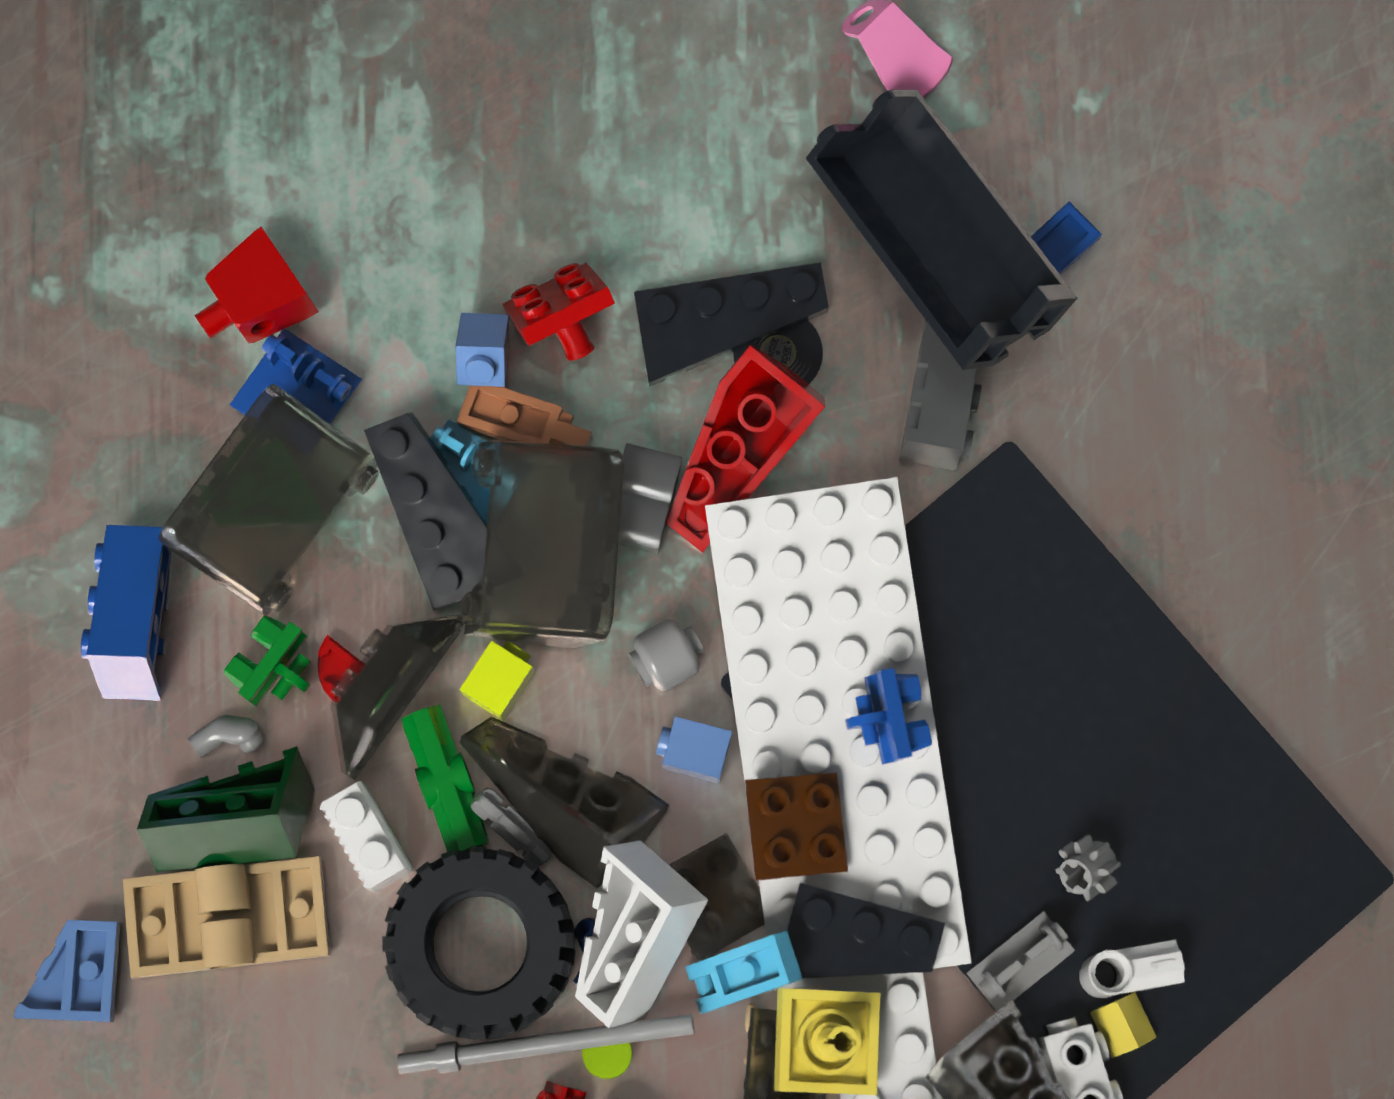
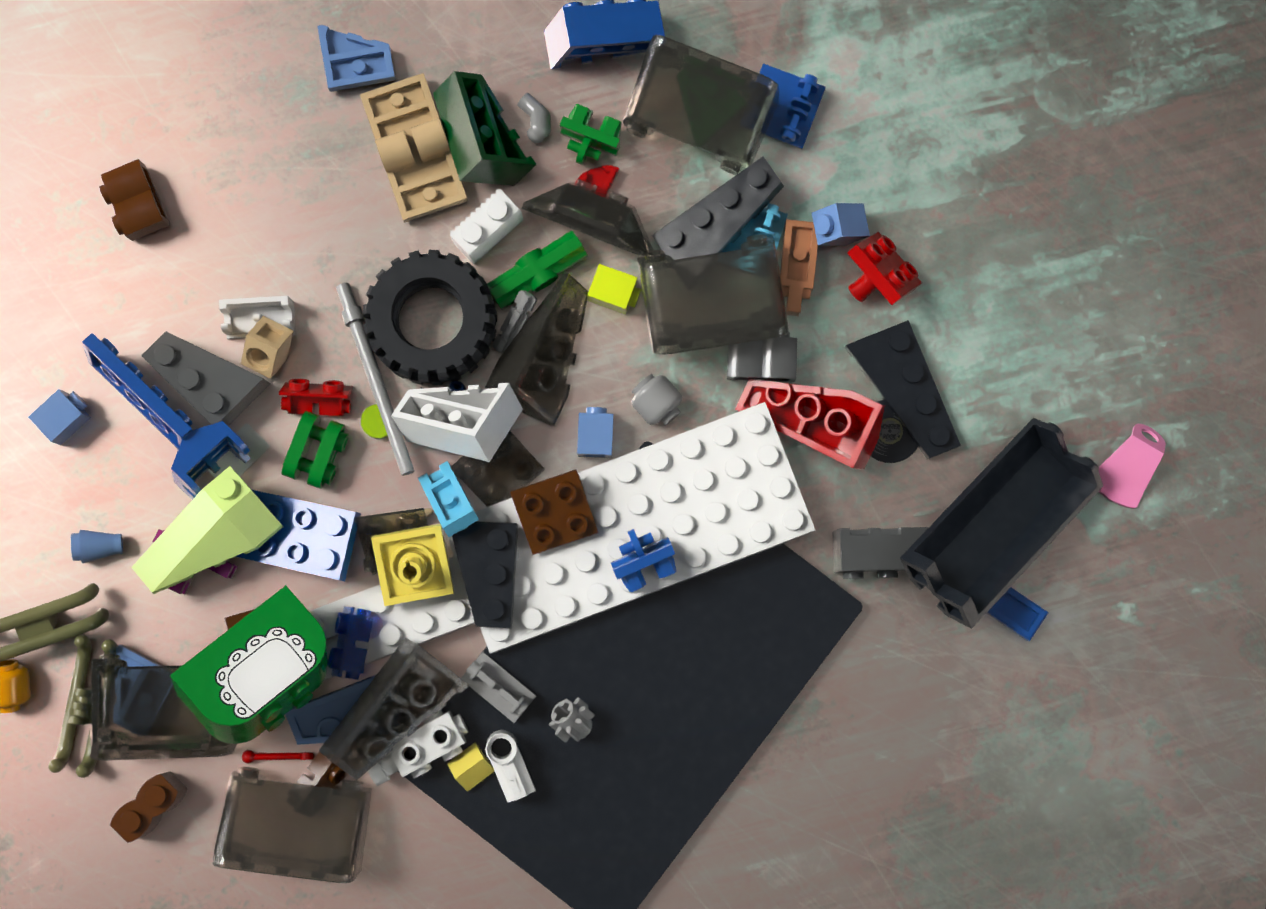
camera: 75 degrees right, 5 degrees up
(254, 292) = (845, 60): red torso -> none

